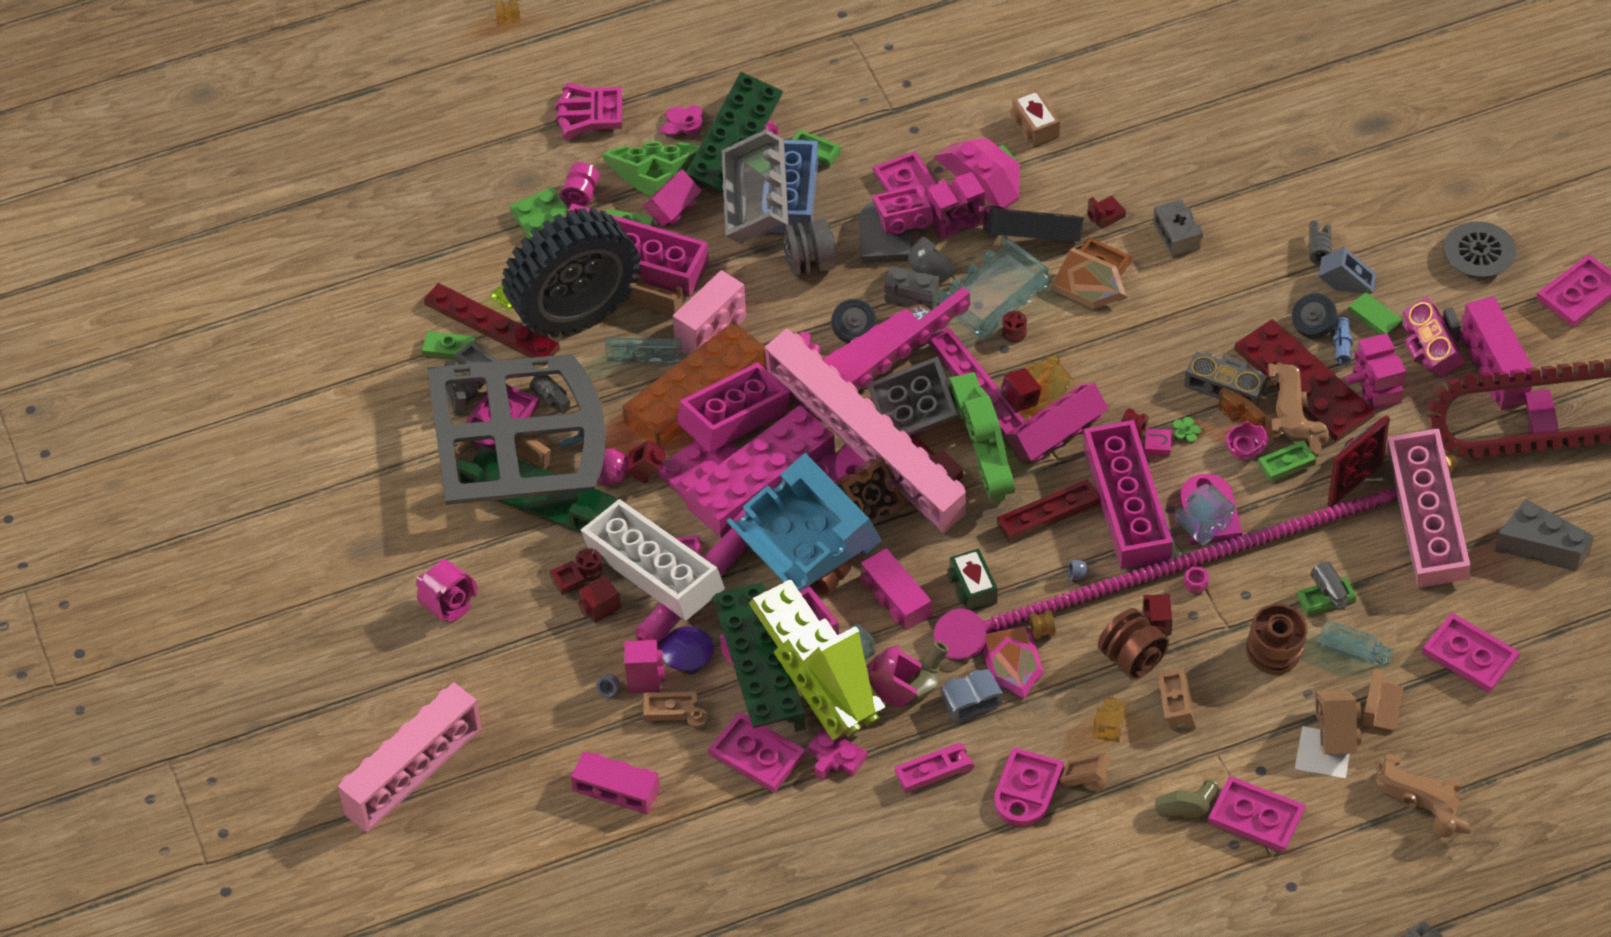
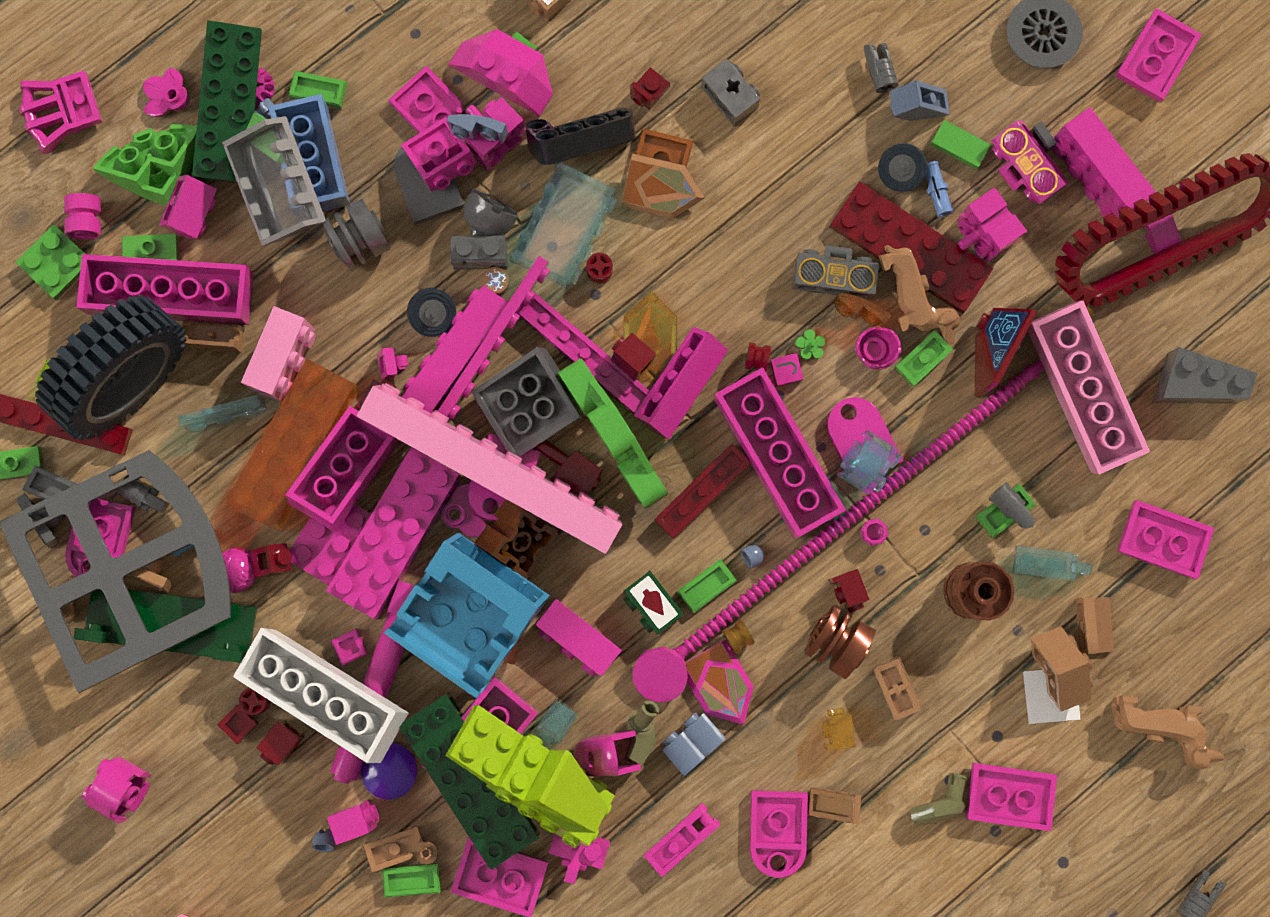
camera: 25 degrees left, 30 degrees up
(675, 737) = (411, 880): none -> bright green tile
(938, 180) = (468, 126): none -> sand blue slope
(1027, 584) = (706, 586): none -> bright green tile

